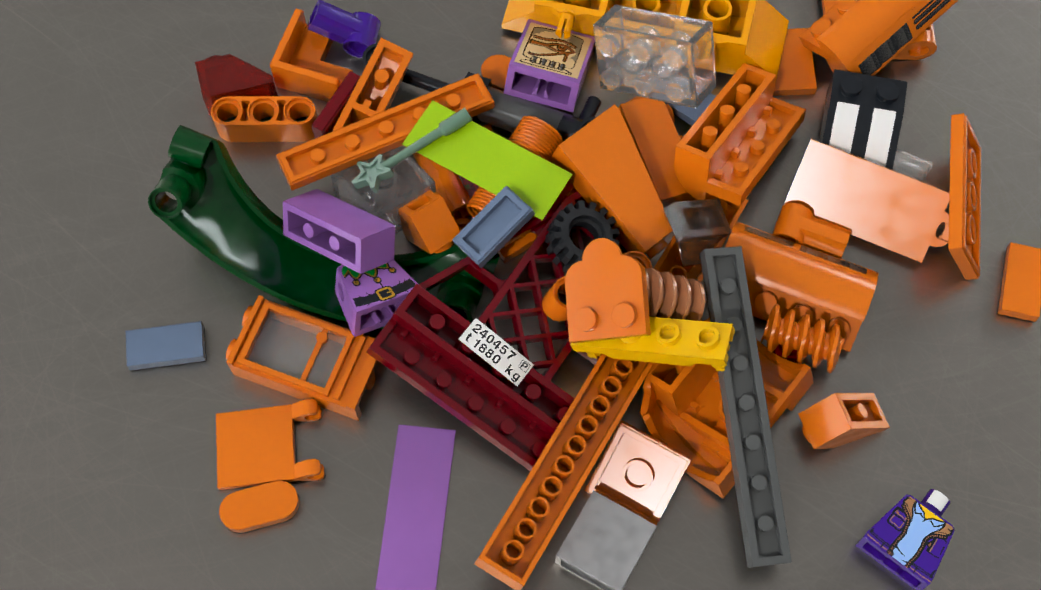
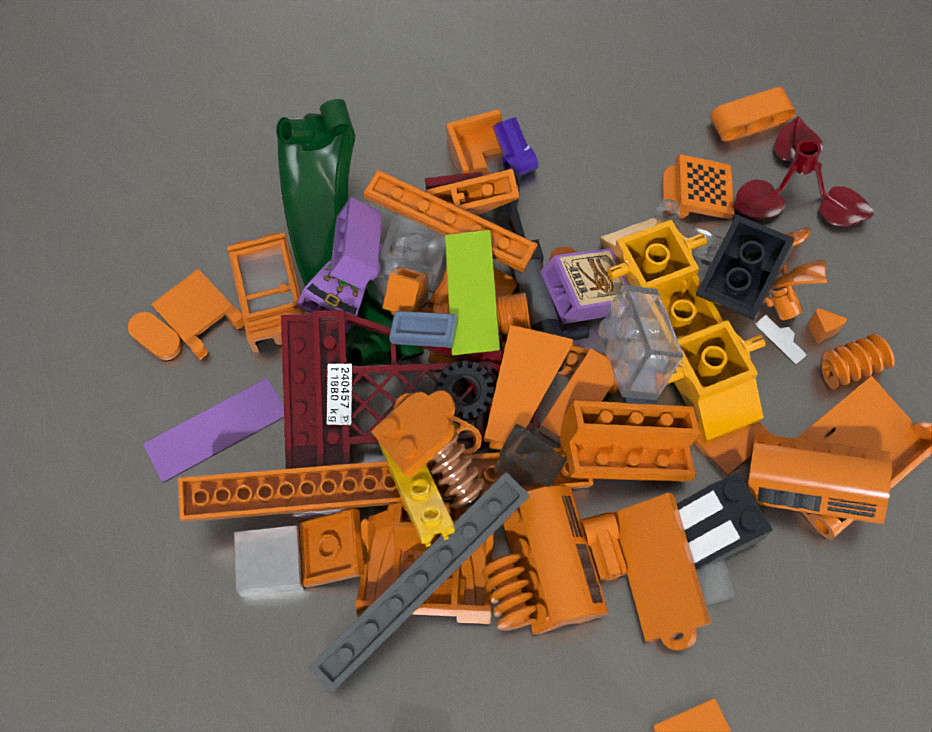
camera: 55 degrees right, 0 degrees up
(165, 345) = (221, 209): sand blue tile -> none
(231, 76) = (420, 115): clear red slope -> none
(252, 109) = (411, 140): orange beam -> none
(380, 169) = (413, 233): sand green piece -> none
(842, 419) = (474, 663): orange slope -> none
(965, 197) = (717, 636): orange tile -> none

